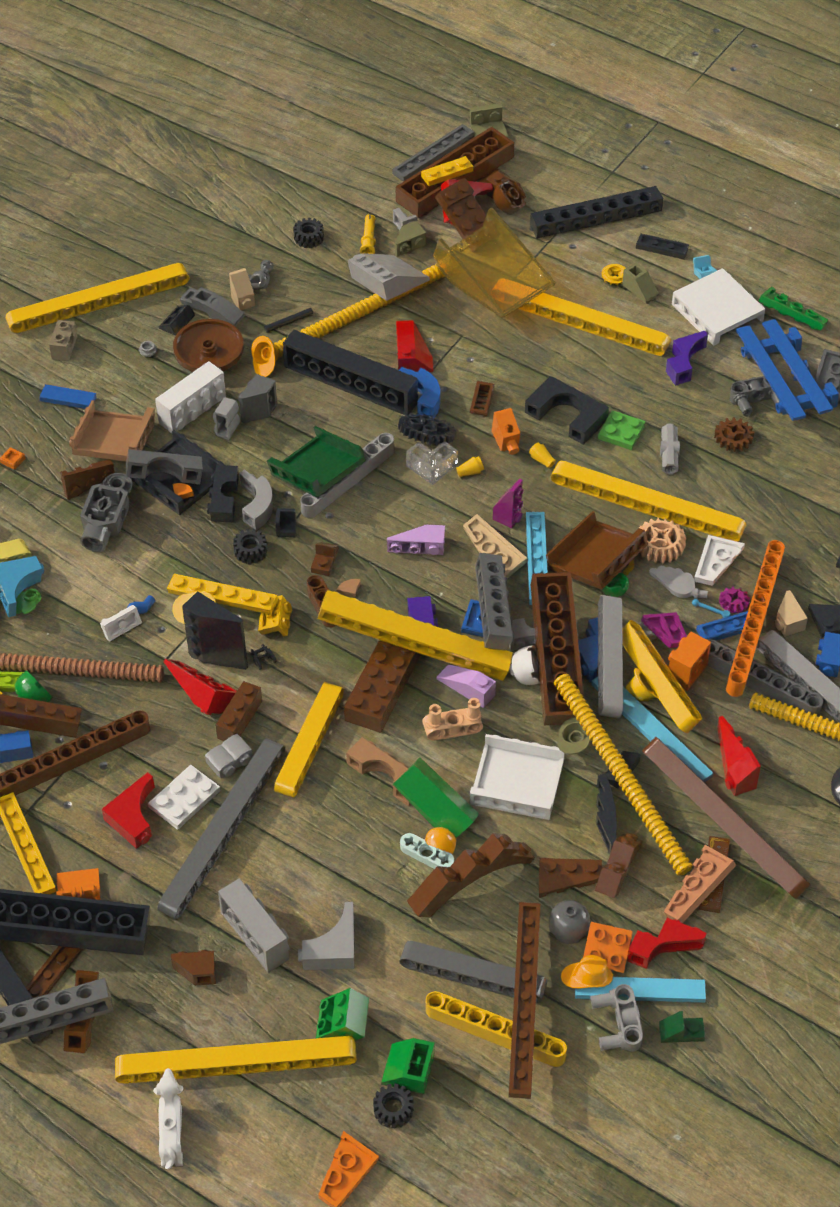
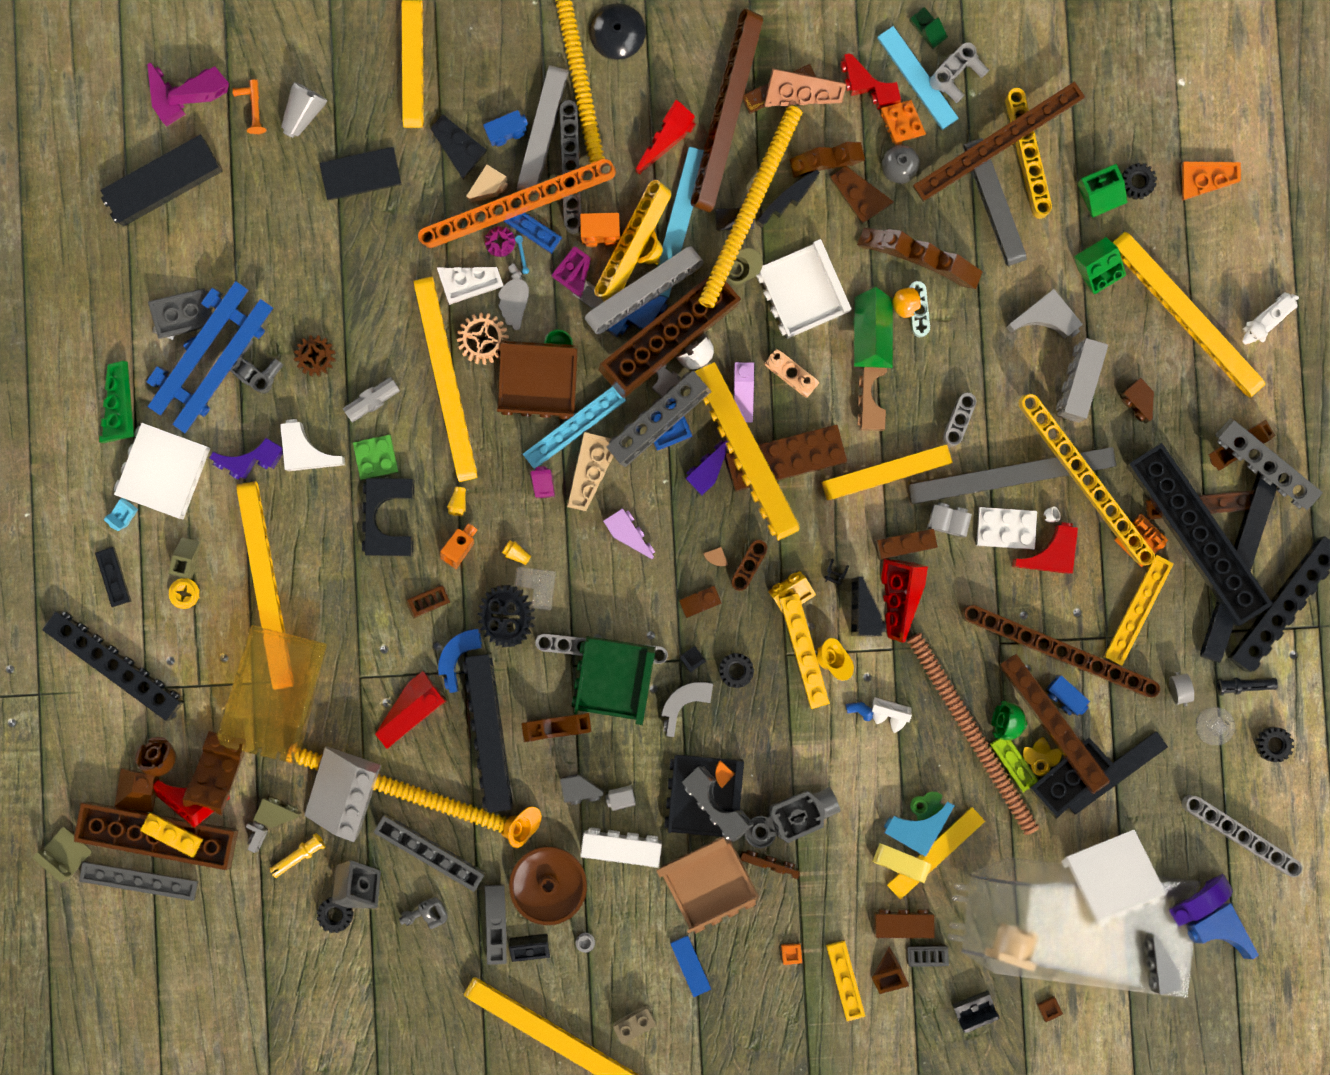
camera: 130 degrees left, 35 degrees up
(158, 834) = (1052, 515): none -> white hinge
(167, 865) = (1094, 485): none -> yellow beam
(224, 480) = (716, 726): black arch -> none
(241, 289) = (460, 909): tan slope -> none
(289, 319) = (456, 846): black bar -> none
(298, 297) = (429, 852): none -> dark grey brick
(305, 825) = (966, 413): none -> light grey beam
(315, 248) = (356, 885): none -> dark grey slope
(319, 411) = (556, 727): none -> reddish brown arch
(588, 973) = (937, 120): light orange piece -> none
(664, 387) = (300, 453): none -> white arch

